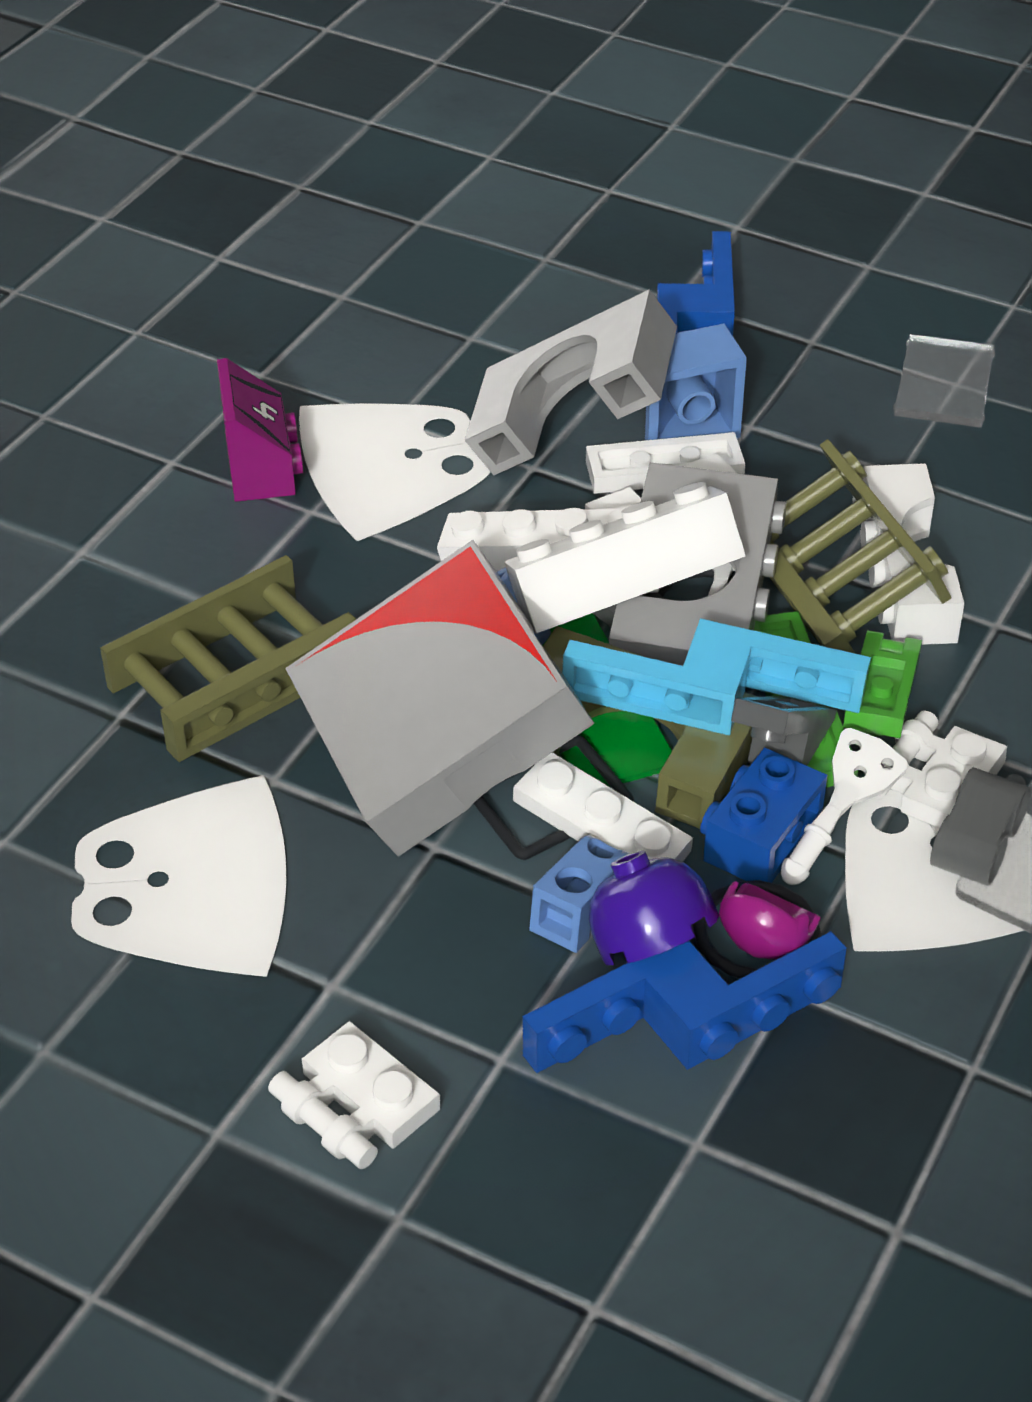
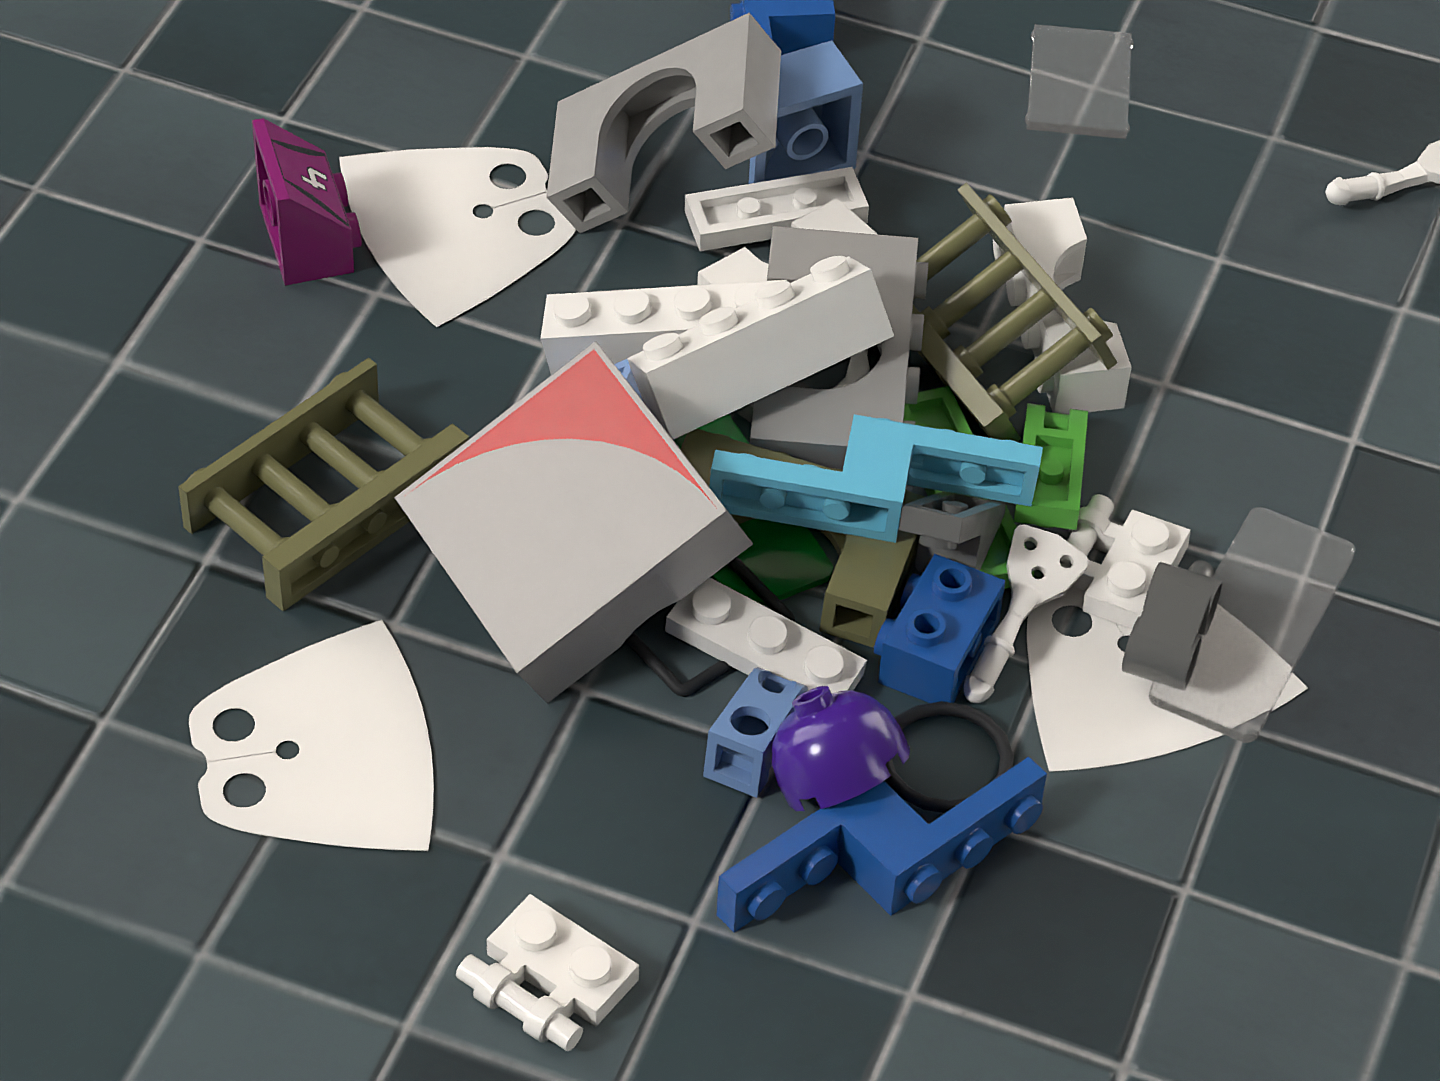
camera: 10 degrees left, 5 degrees up
(765, 923) = (958, 751): magenta hair -> none

